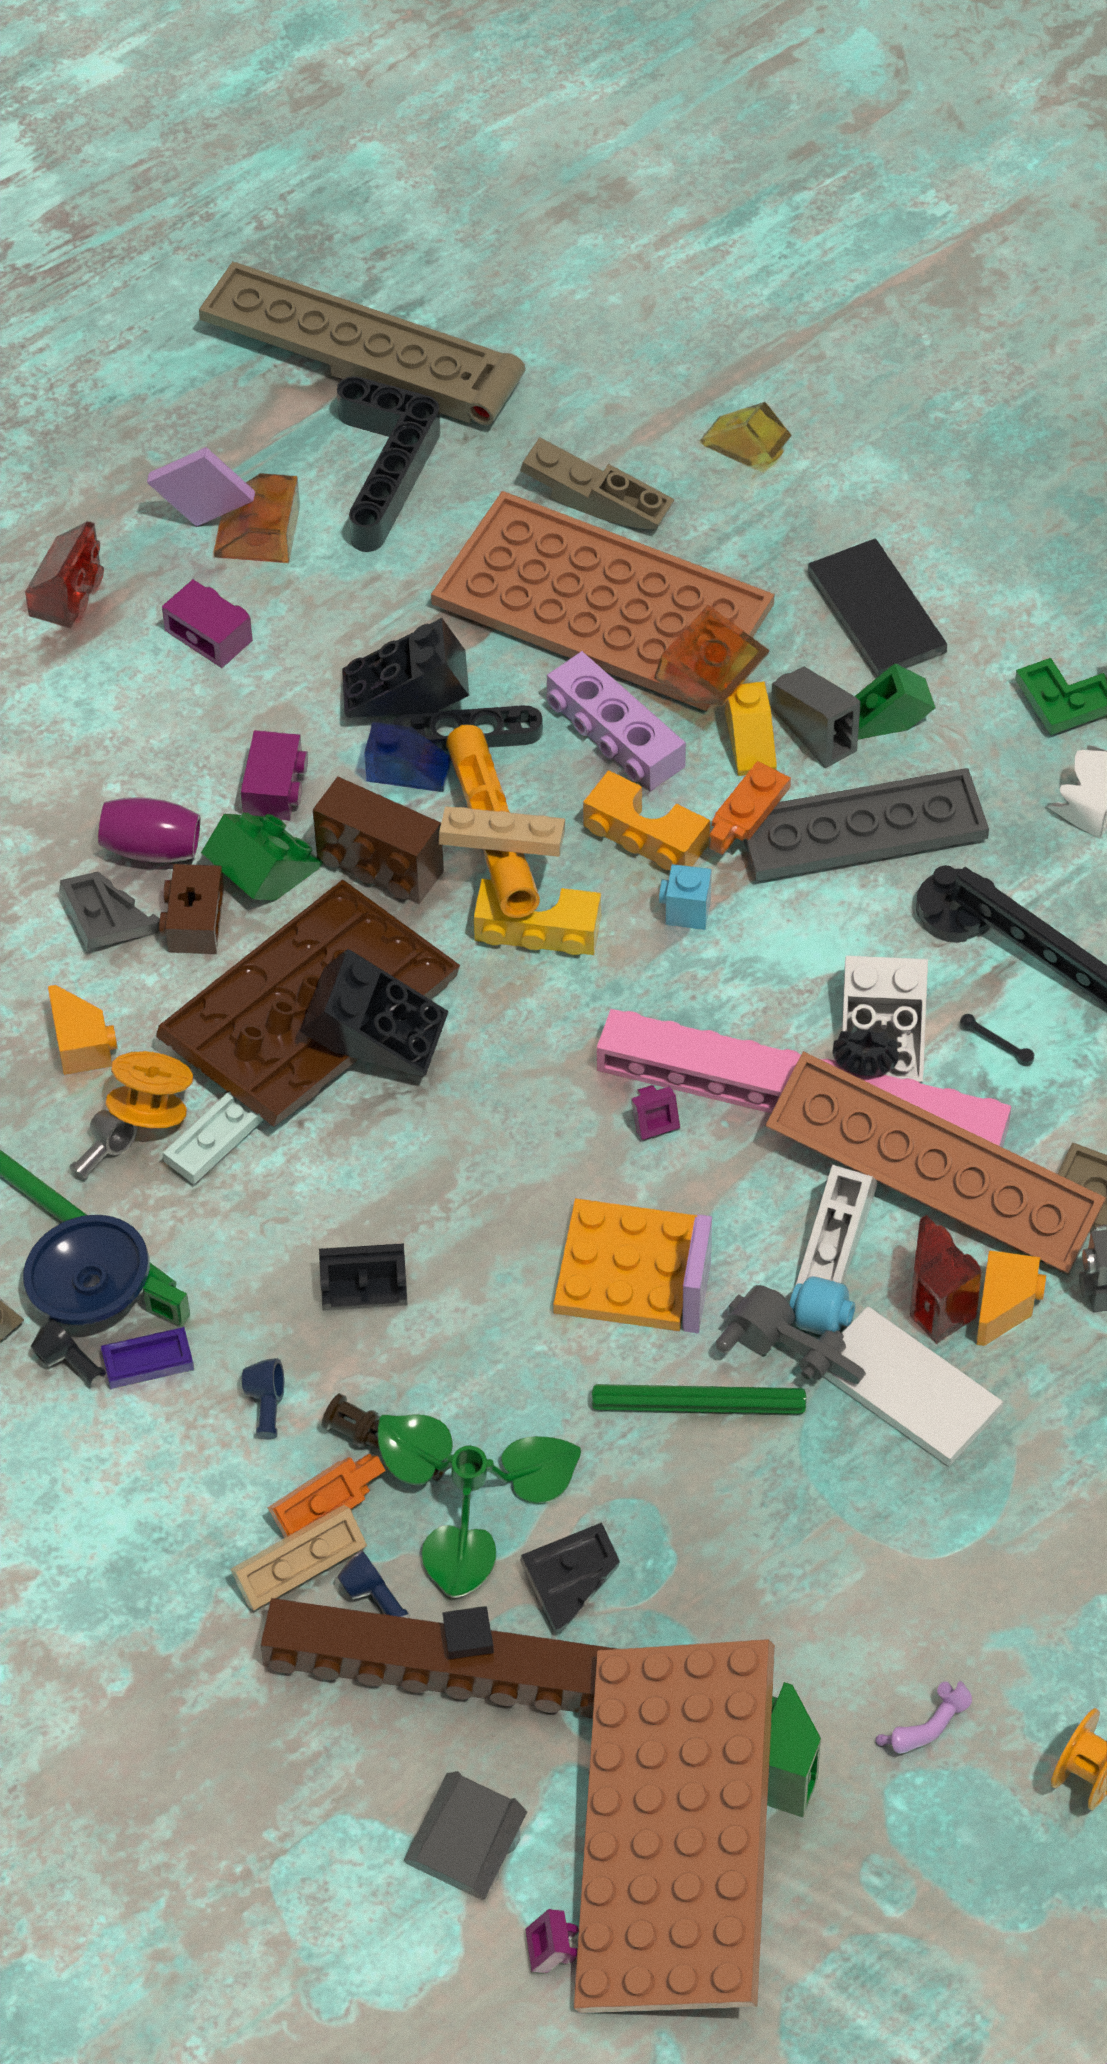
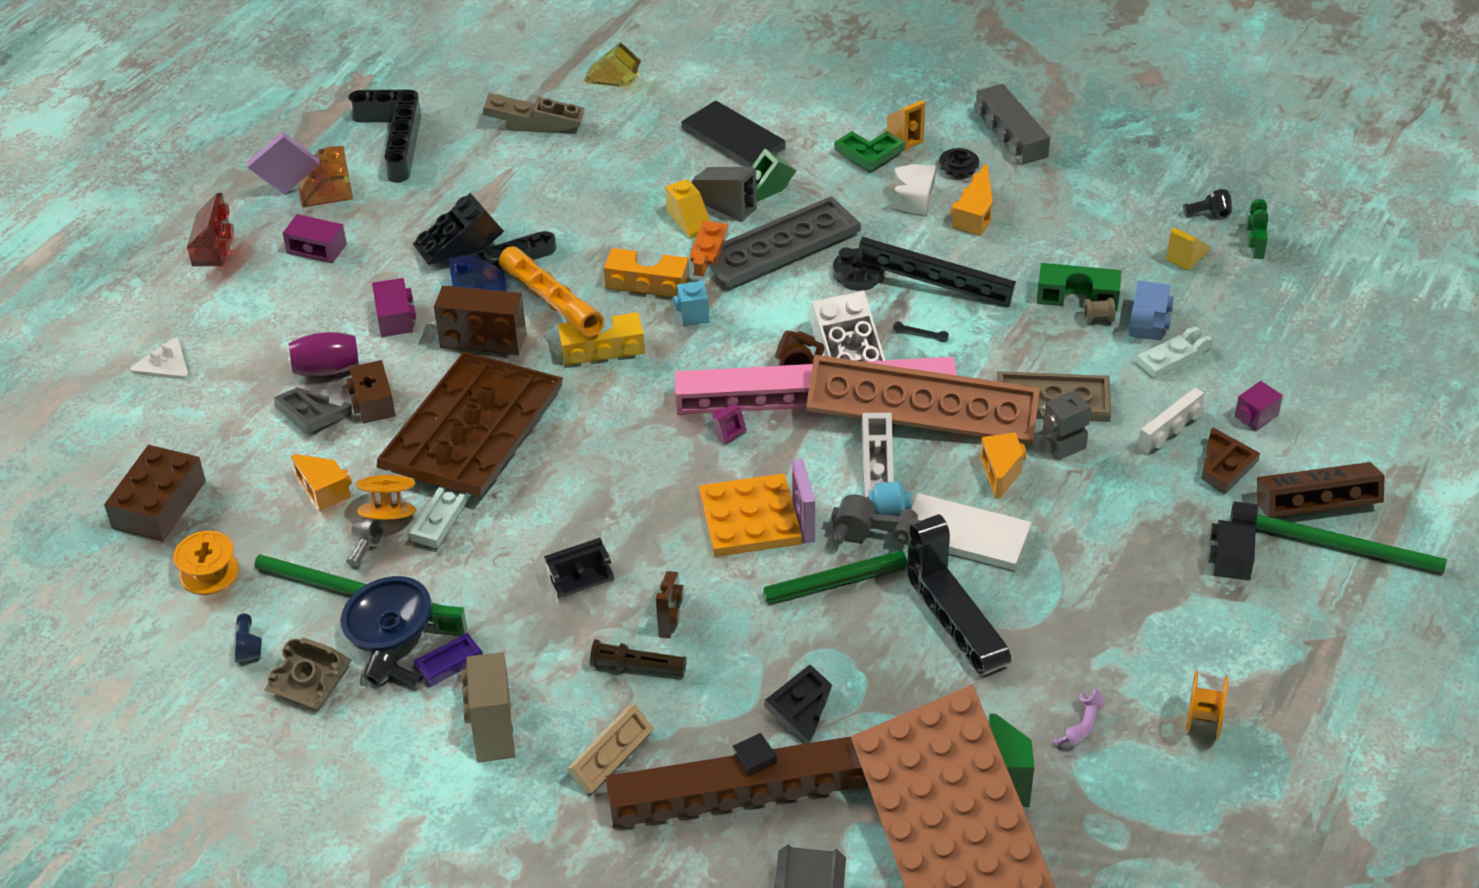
camera: 20 degrees left, 10 degrees down
(167, 1443) = (488, 706): none -> dark tan wedge
(260, 855) = (403, 350): green slope -> none
(265, 1382) = (537, 650): dark blue bar -> none
(335, 1486) = (611, 703): orange hinge -> none
(362, 1579) = (662, 747): dark blue bar -> none
(364, 342) = (429, 77): dark tan hinge -> none
(373, 1016) = (520, 414): black slope -> none
(420, 1443) = (749, 647): green plant -> none
(450, 1380) = (666, 604): none -> reddish brown wing
(502, 831) = (563, 287): tan plate -> none
(587, 590) = (563, 168): nougat plate -> none
(615, 721) = (601, 224): lavender brick -> none
(709, 659) = (649, 174): clear orange slope -> none
(794, 1024) = (793, 348): none -> reddish brown piece
(832, 1490) = (948, 600): none -> black beam
(879, 1060) = (849, 349): black gear -> none
(943, 1283) = (960, 462): clear red slope -> none

